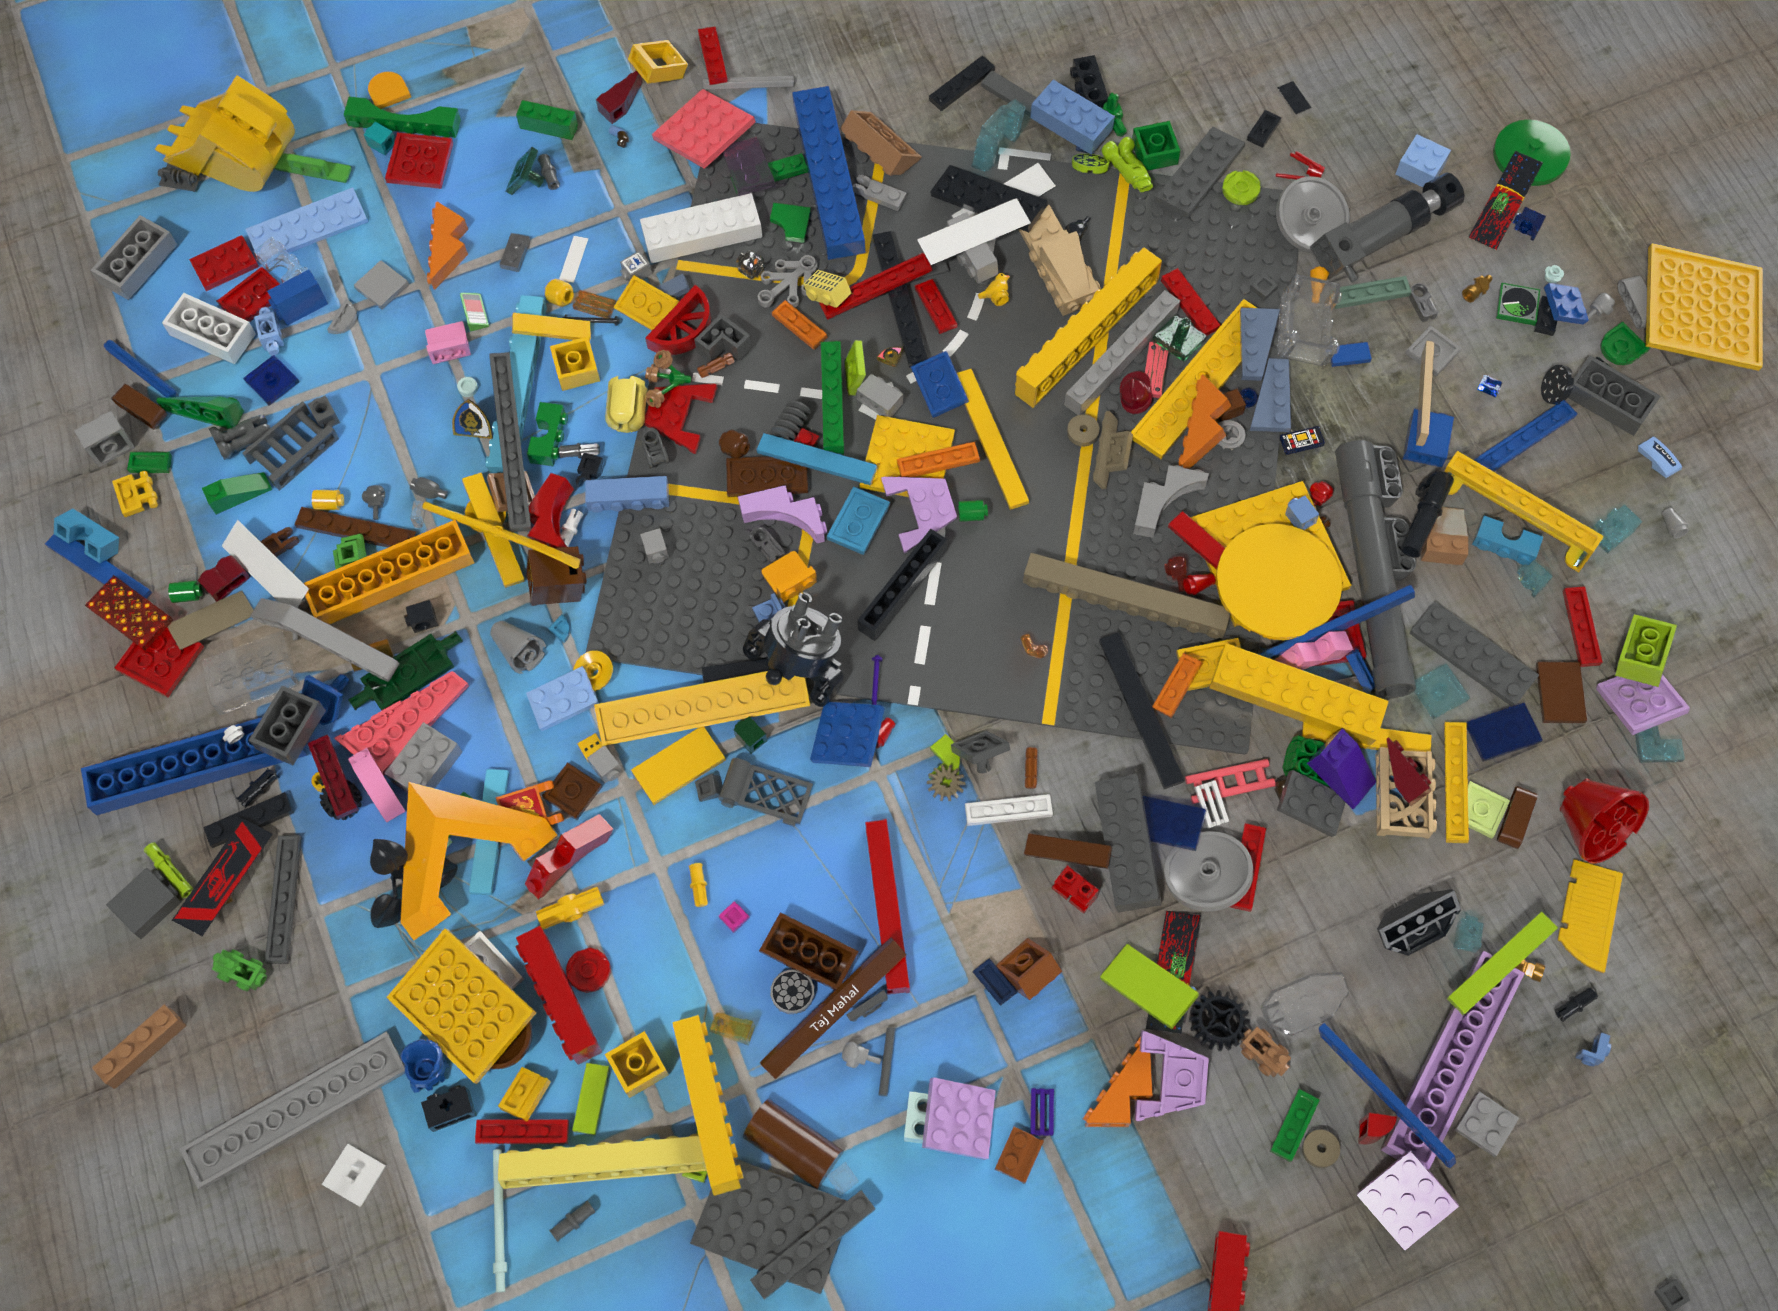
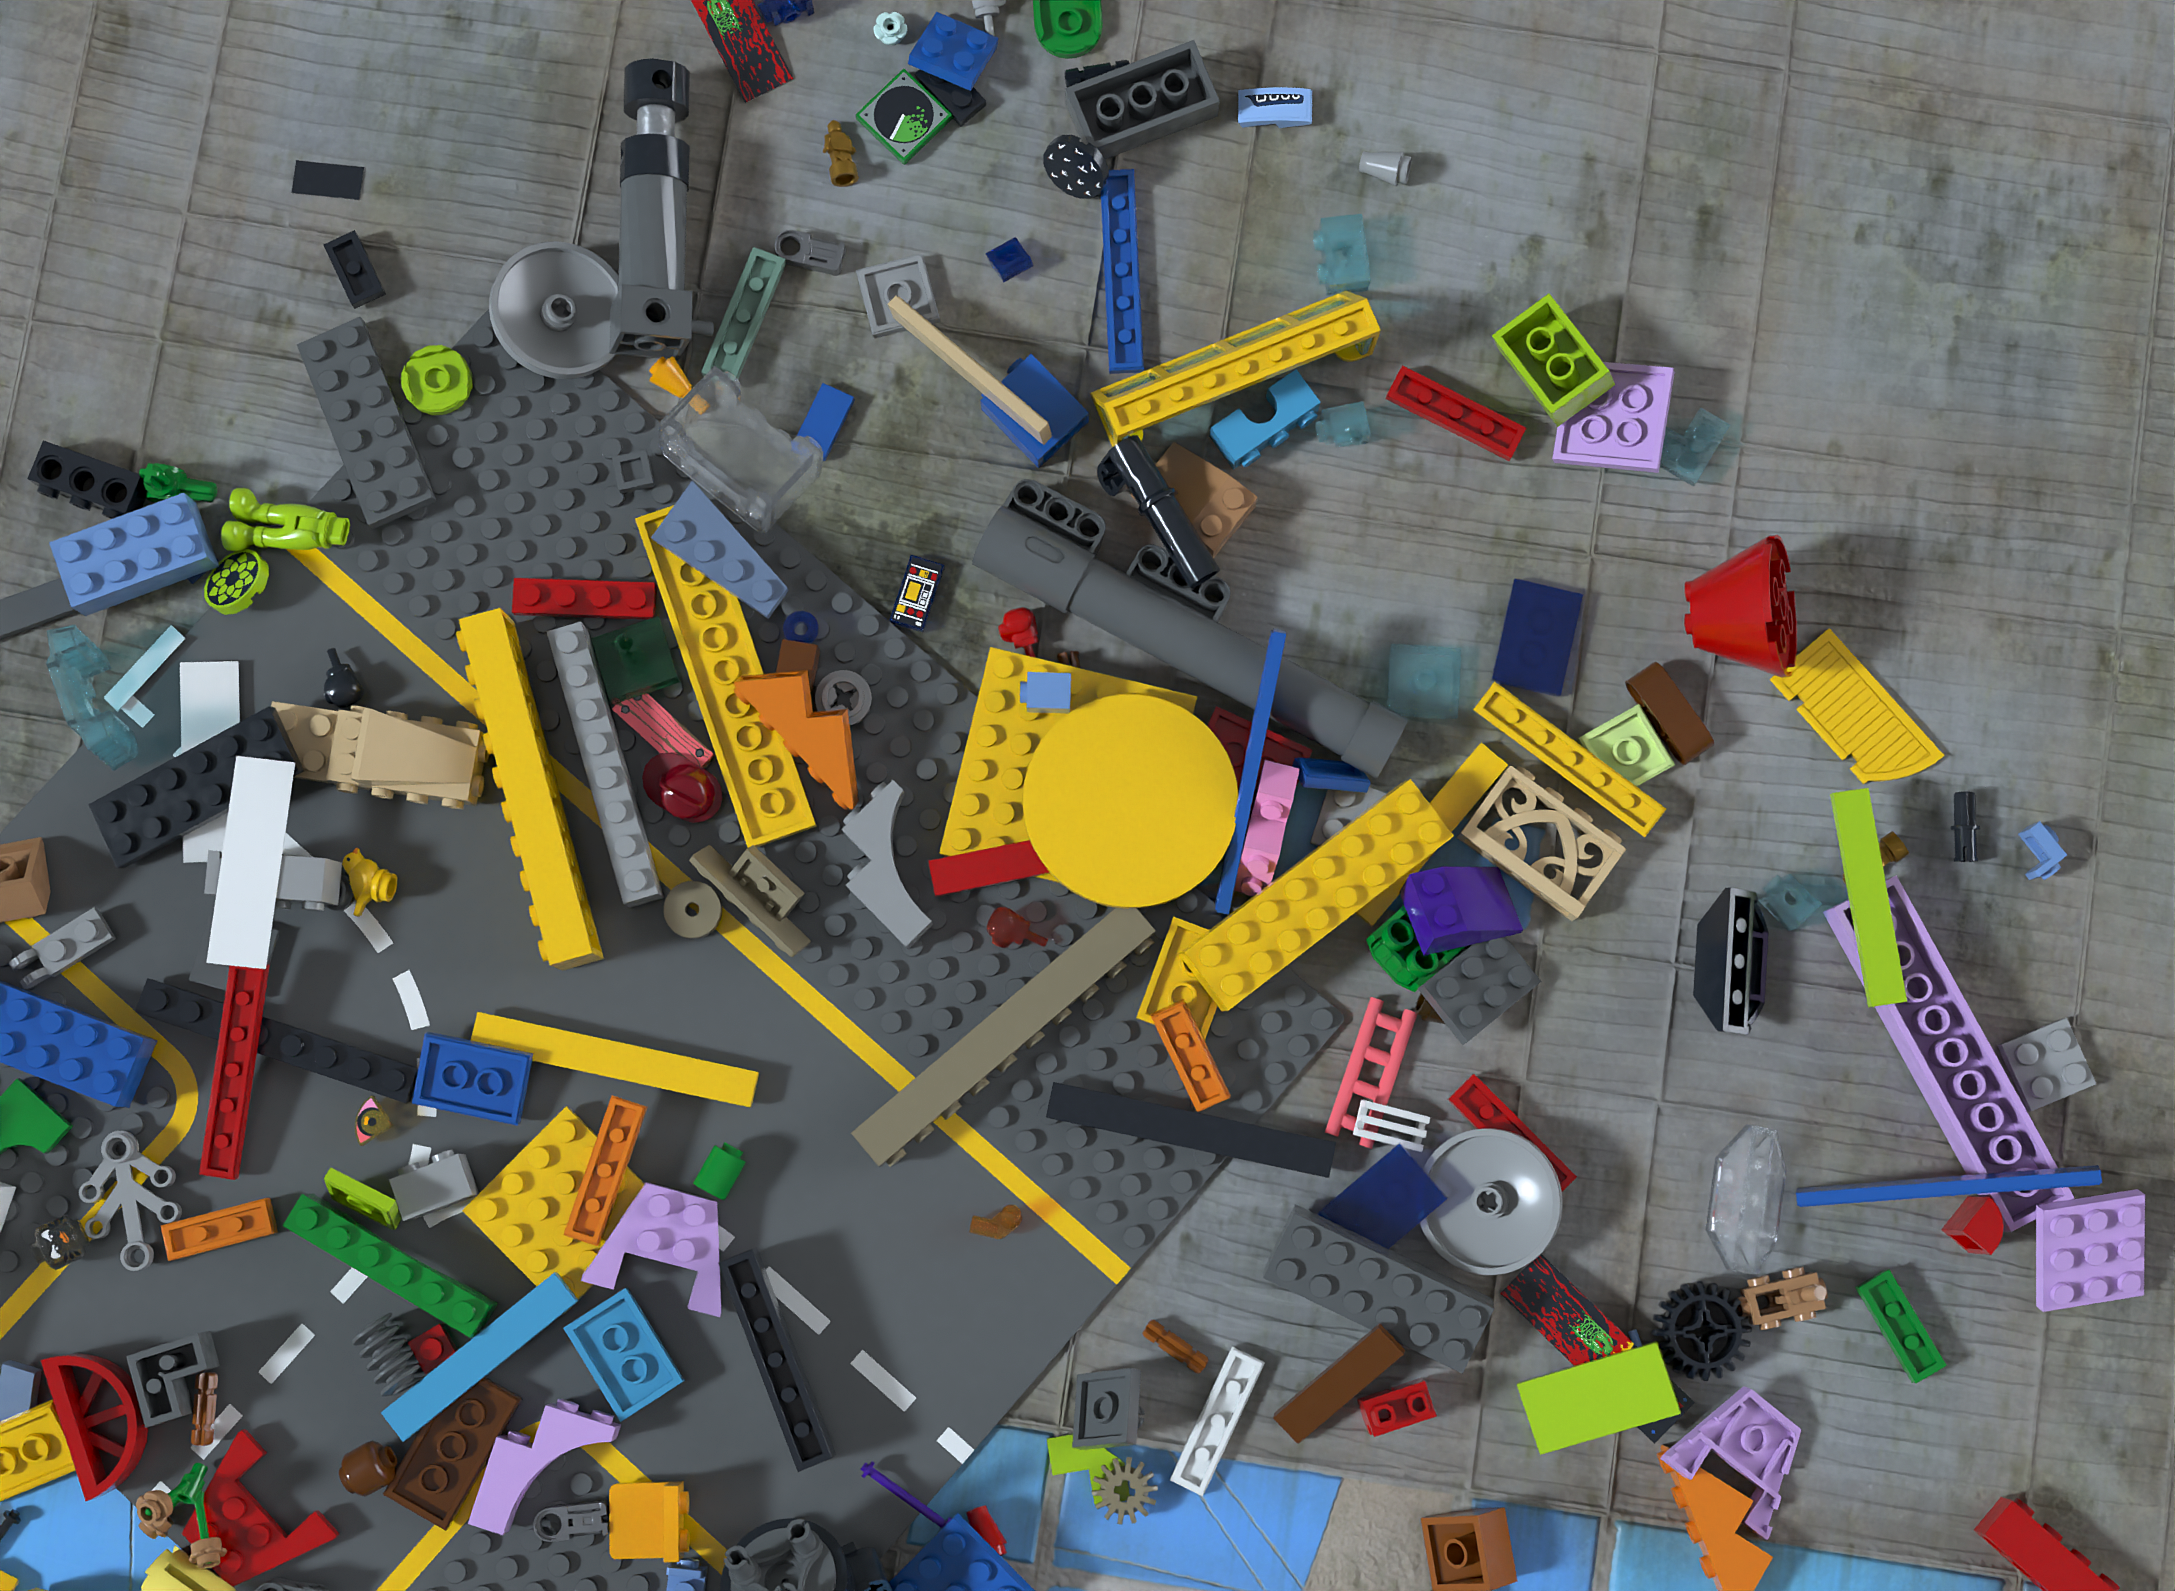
camera: 60 degrees left, 15 degrees up
(827, 288) = (190, 1153): light yellow brick -> none
(936, 306) = (329, 992): red tile -> none
(1156, 145) = (275, 459): green brick -> none
(1196, 583) = (1051, 911): red cone -> none
(1273, 403) = (833, 594): sand blue wing -> none
(1314, 169) = (481, 248): red plant -> none
(1328, 1141) = (1965, 1314): dark tan piece -> none
(1406, 778) = (1536, 832): dark red slope -> none
(1422, 161) = (578, 76): light blue brick -> none
(1474, 654) = (1398, 592): dark grey plate -> none
(1561, 692) = (1530, 514): reddish brown tile -> none

